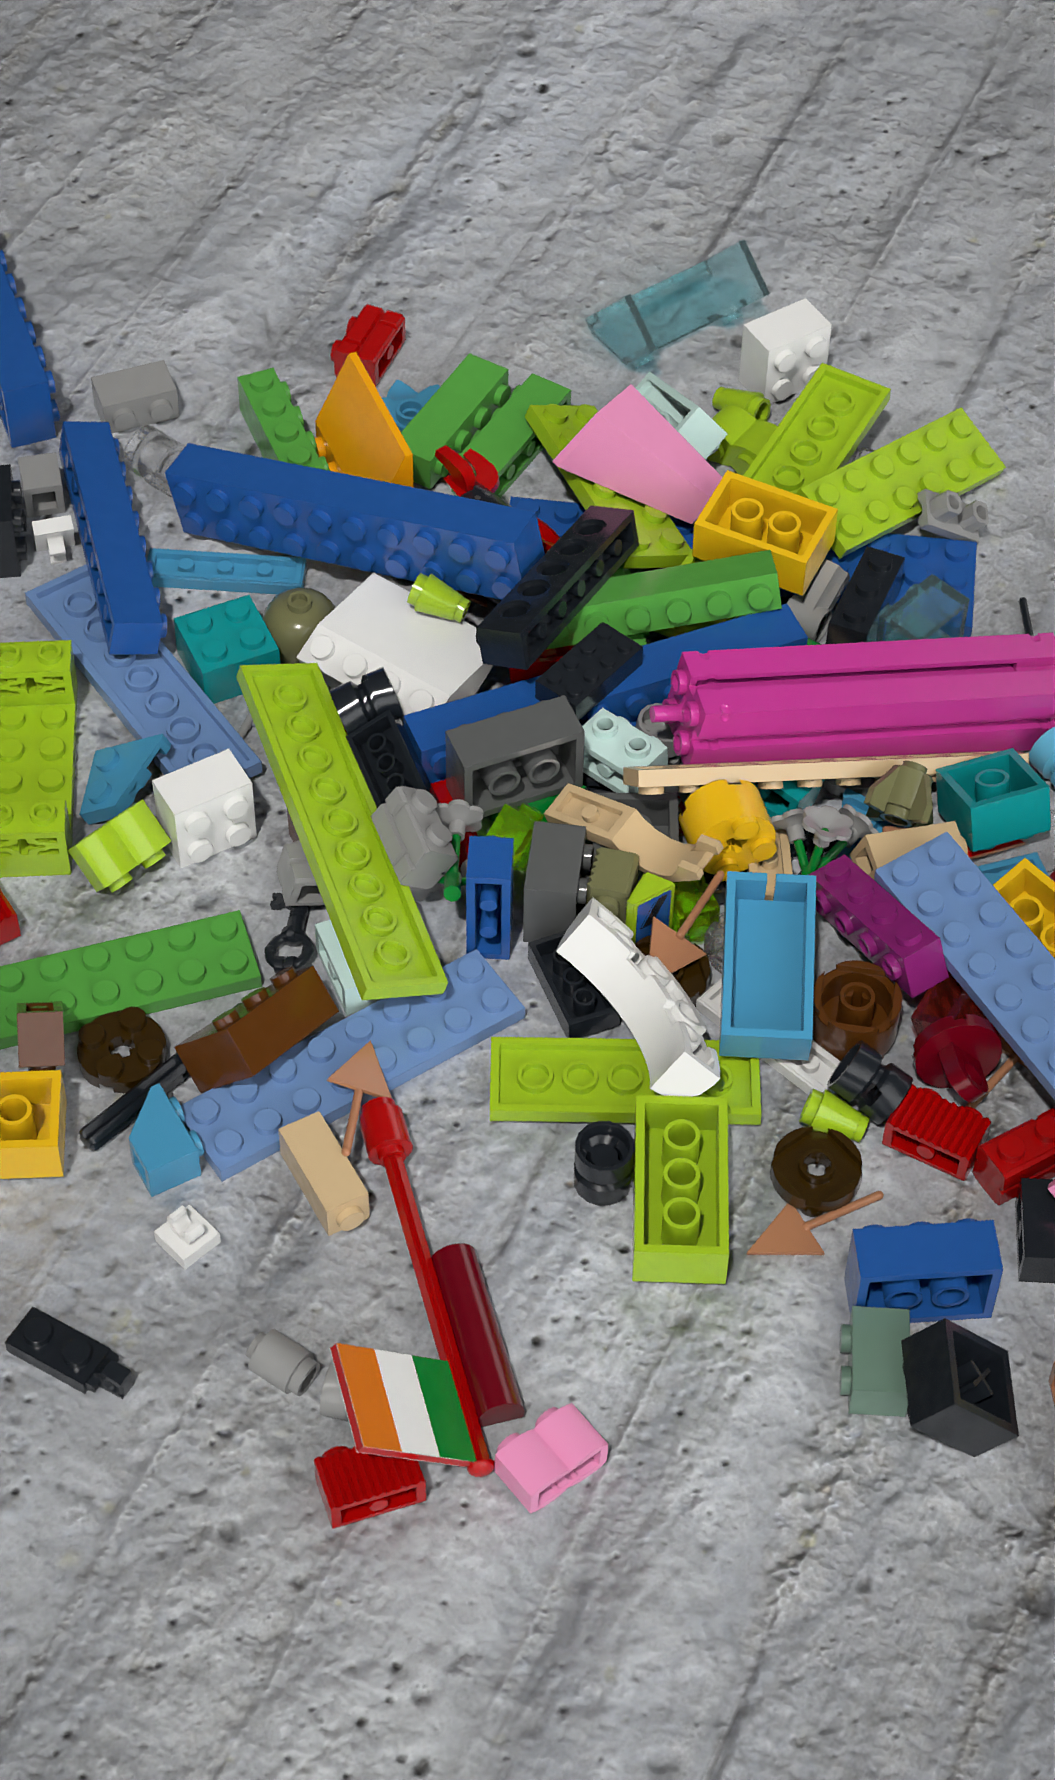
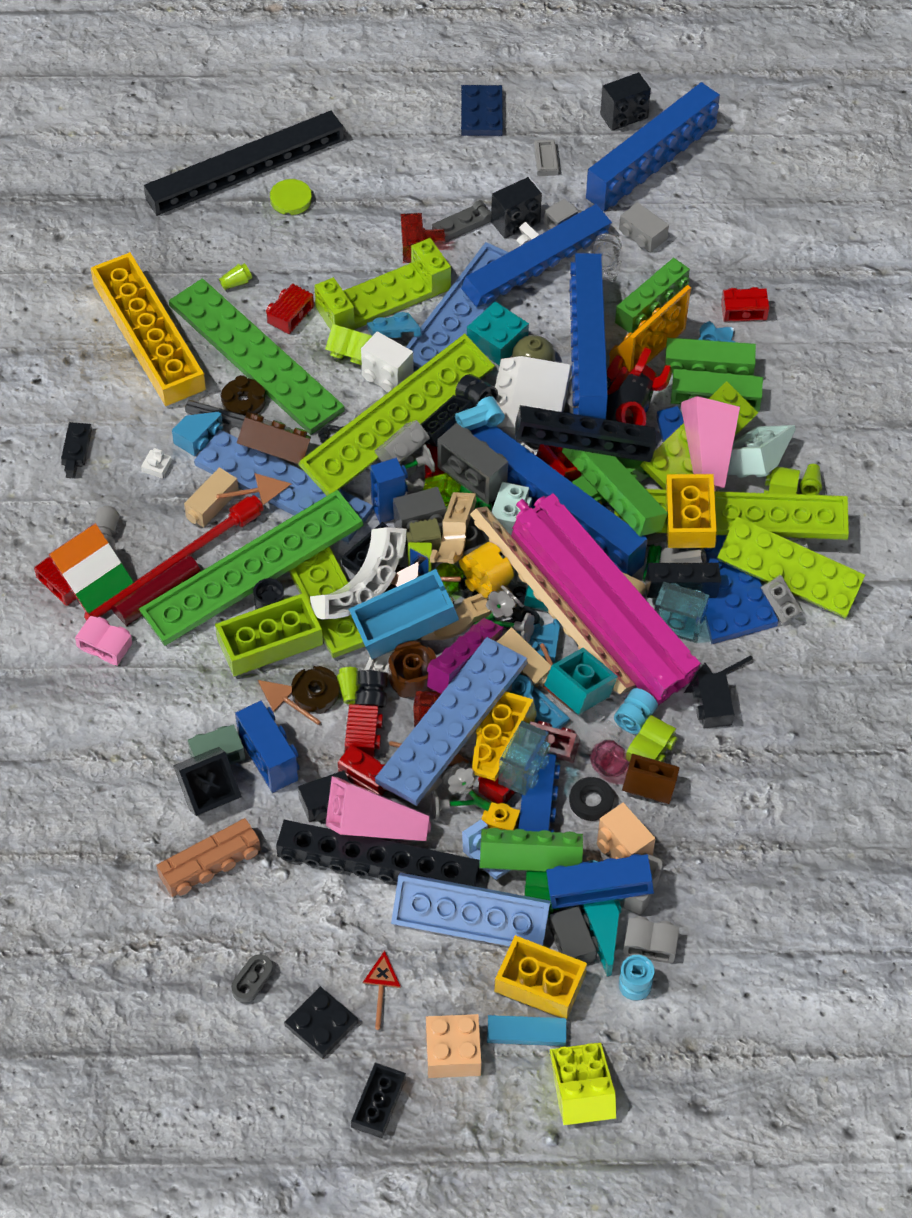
camera: 65 degrees right, 5 degrees up
(40, 1035) = (222, 359): reddish brown brick -> none
(226, 571) = (552, 311): dark azure tile -> none
(433, 703) = (485, 413): none -> medium azure piece
(437, 598) = (561, 393): lime cone -> none
(524, 1170) = (237, 573): none -> bright green plate
(591, 669) = (541, 470): black piece -> none
(679, 305) = (856, 419): clear light blue windscreen -> none
(783, 350) = (856, 478): white brick -> none
(902, 796) = (552, 637): olive brick -> none
(958, 1054) = (404, 716): dark red tile -> none

